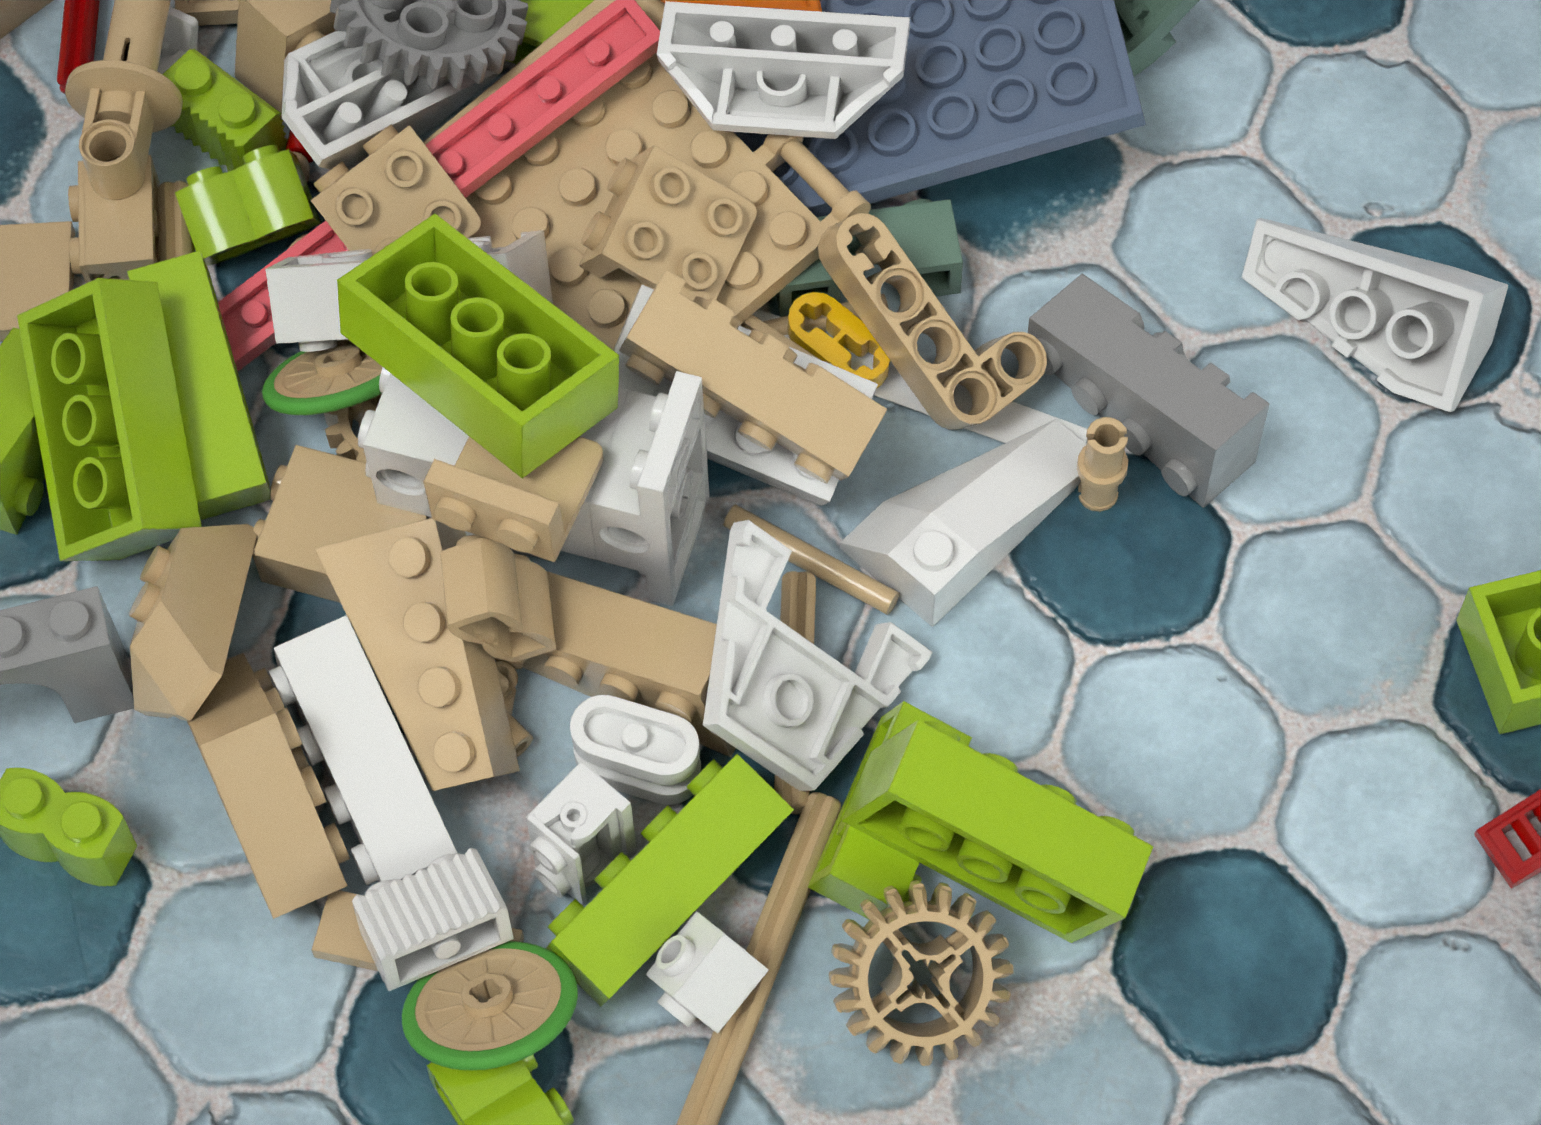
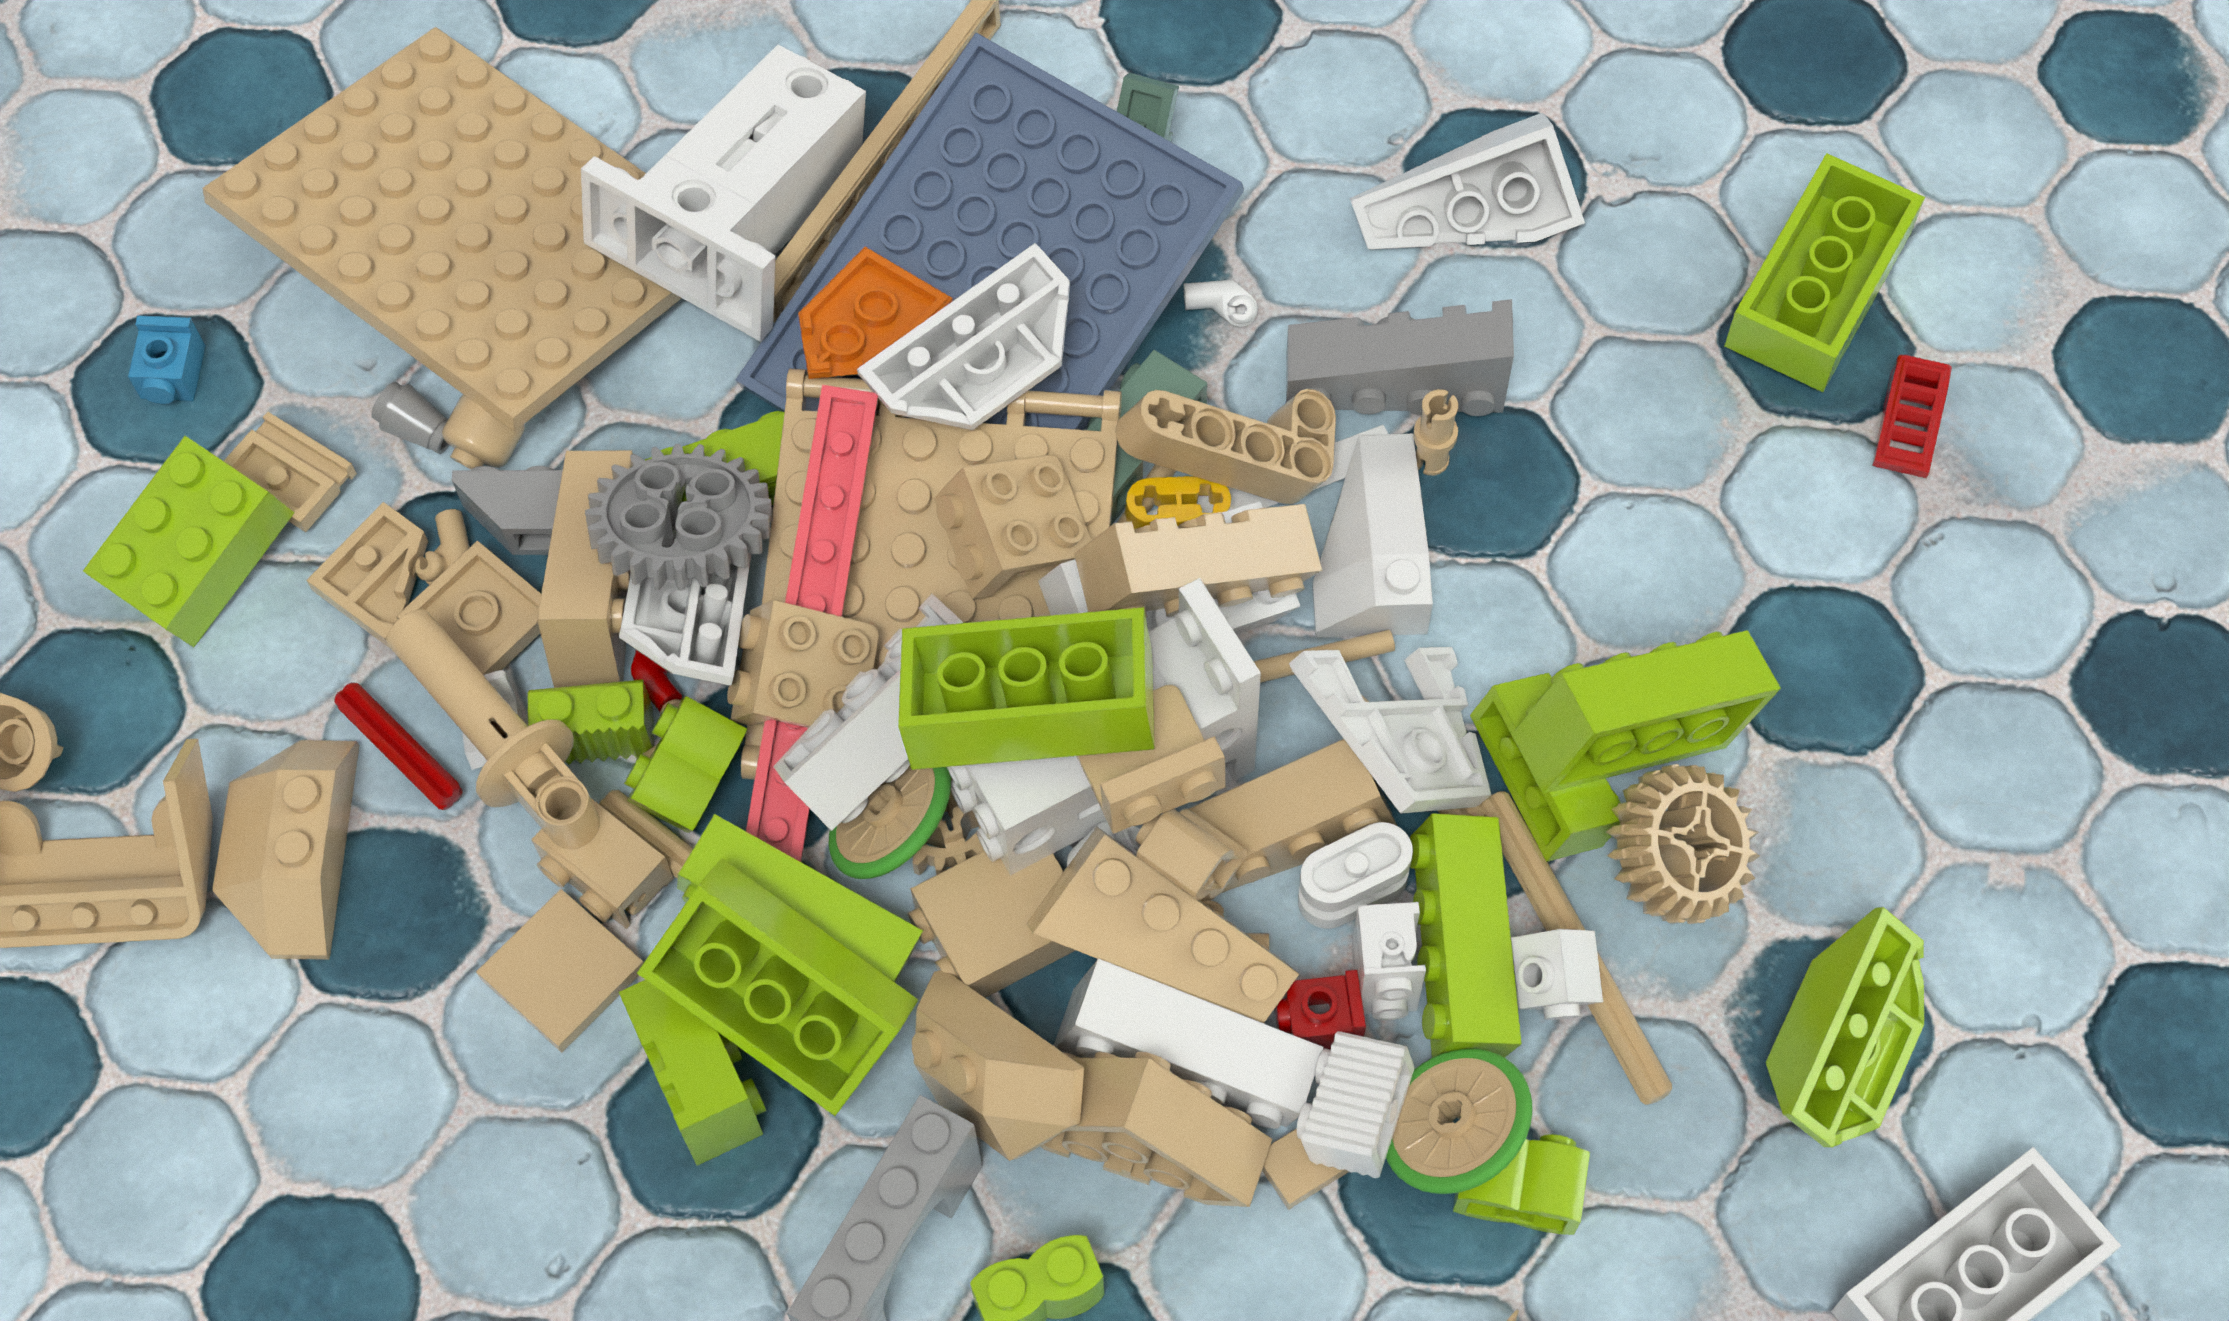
camera: 45 degrees left, 0 degrees up
(501, 849) = (1344, 1015): none -> red brick
(1073, 213) = (1224, 298): none -> white arm

